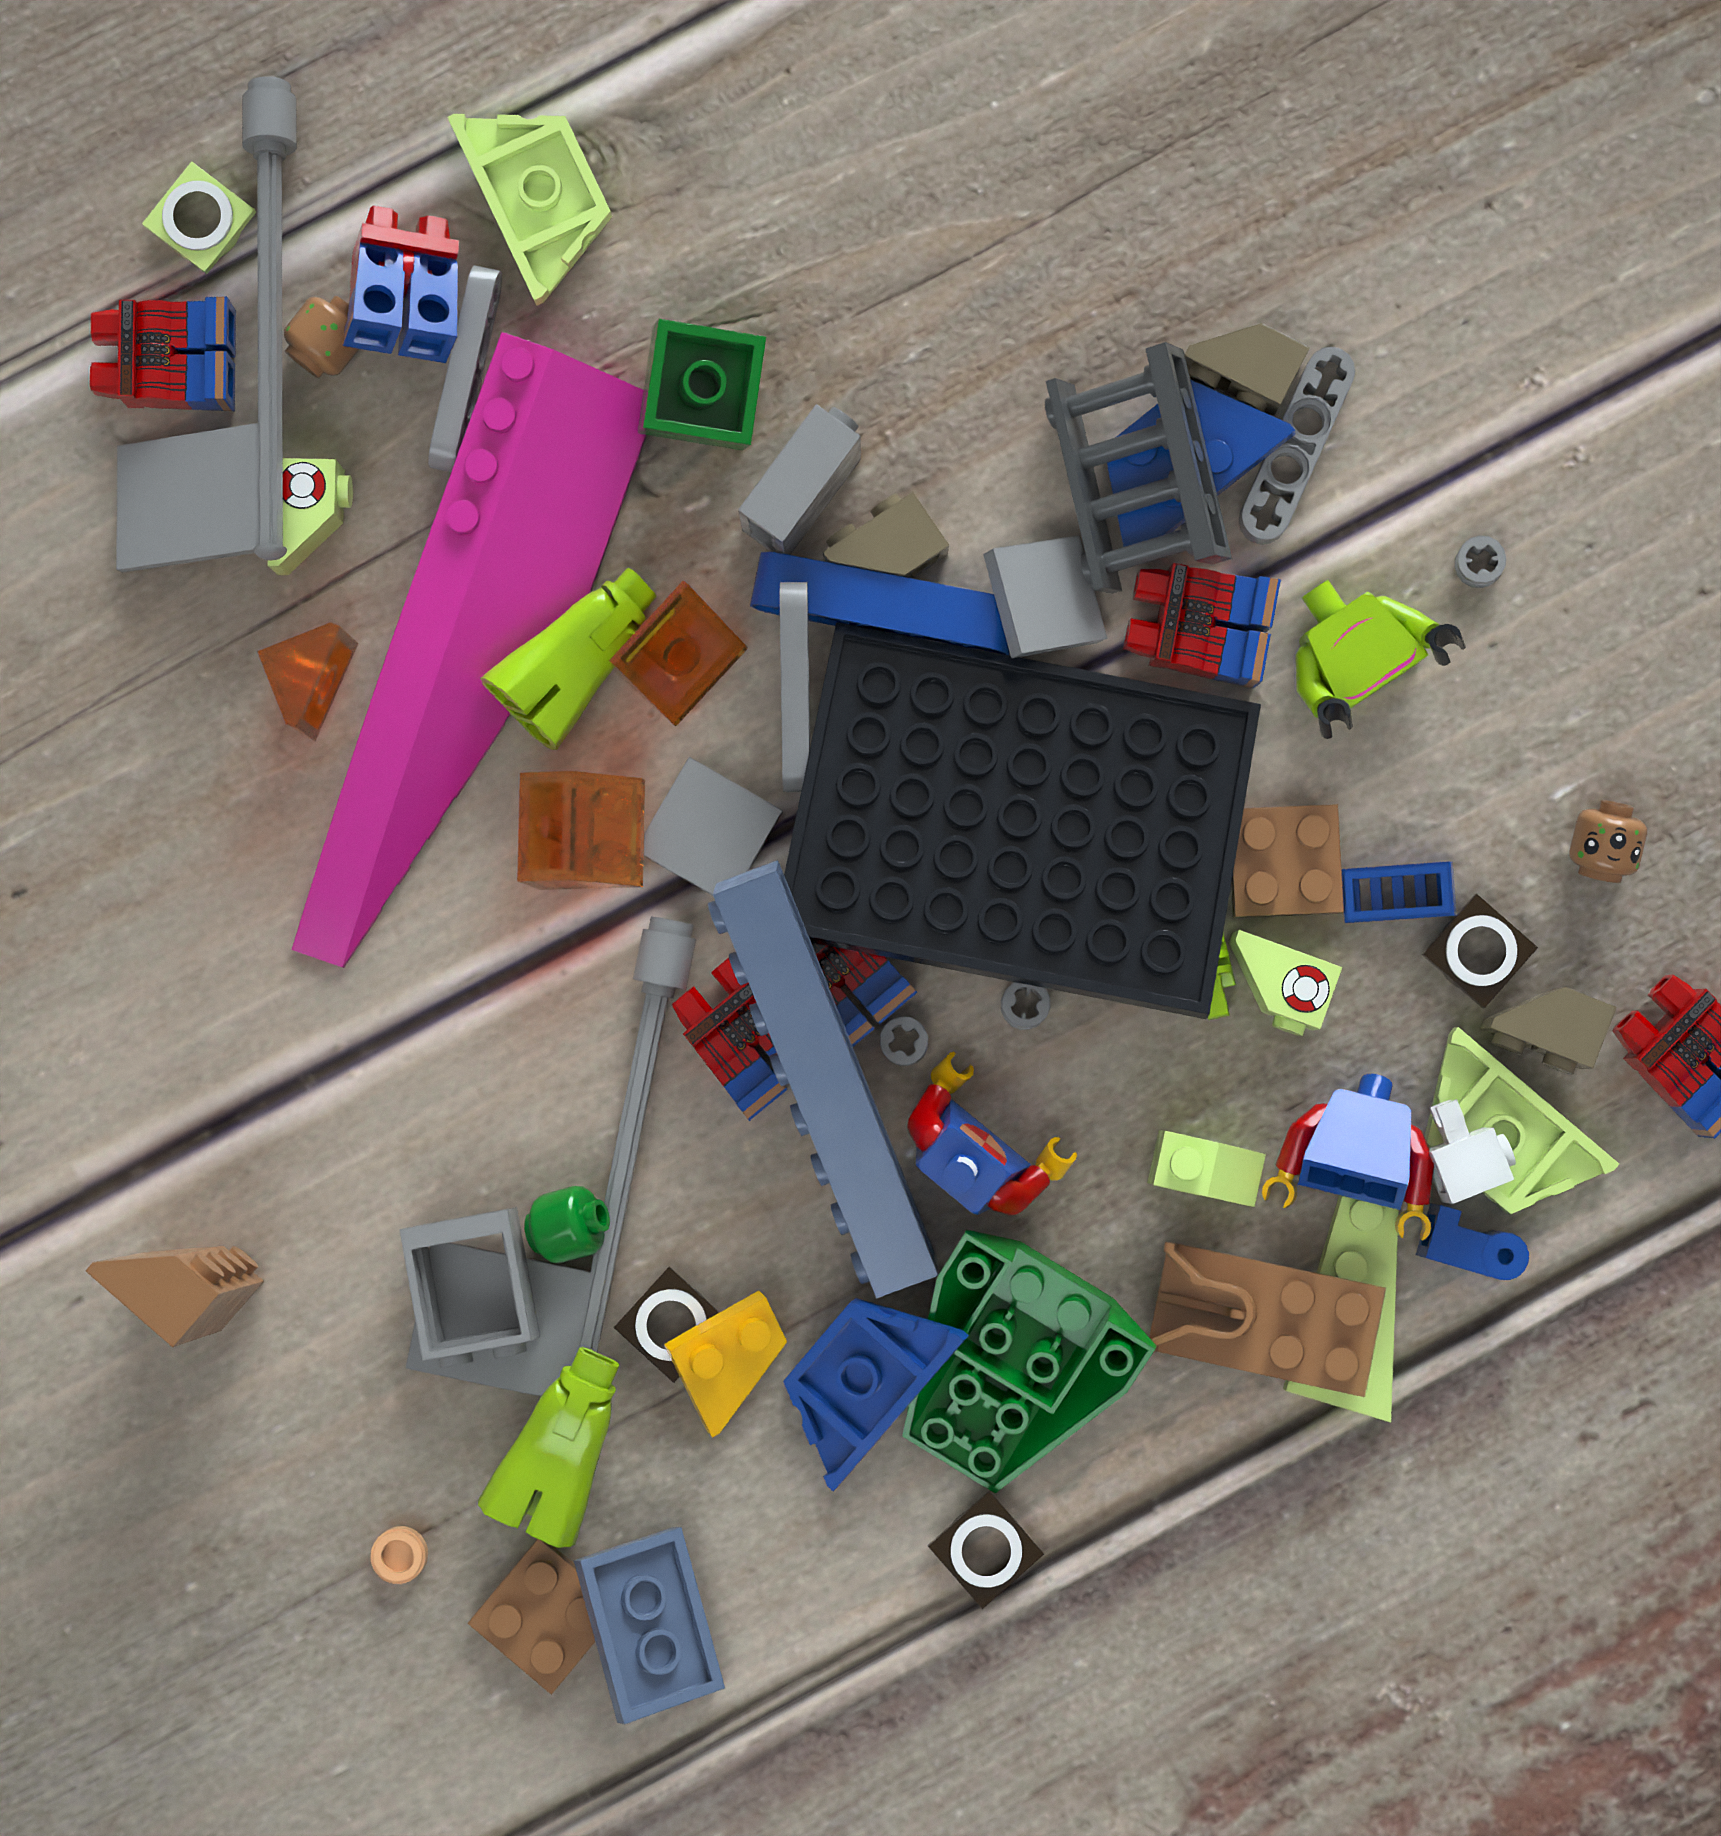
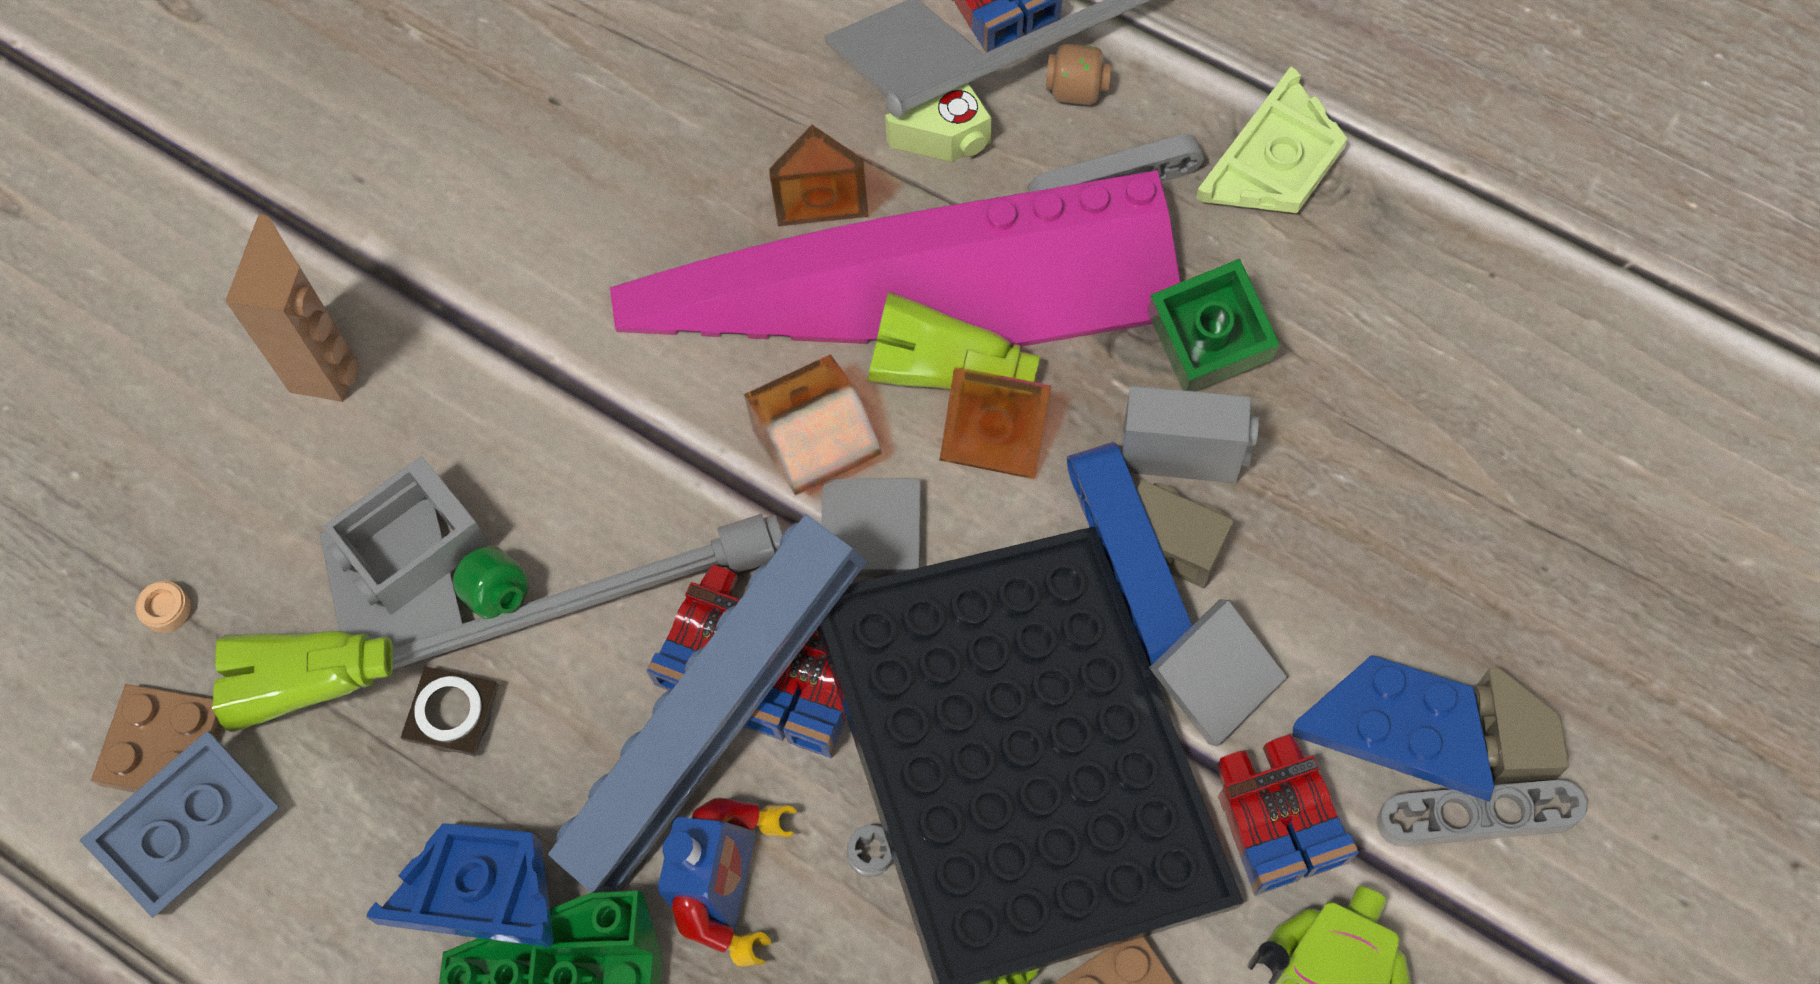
camera: 65 degrees right, 20 degrees down
(410, 266) = (1145, 95): blue hips -> none
(726, 1358) = (440, 766): yellow wing -> none
(794, 683) = (1031, 509): light grey beam -> none
(908, 1025) = (787, 783): light grey bush -> none
(1188, 482) = (1386, 726): dark grey fence -> none

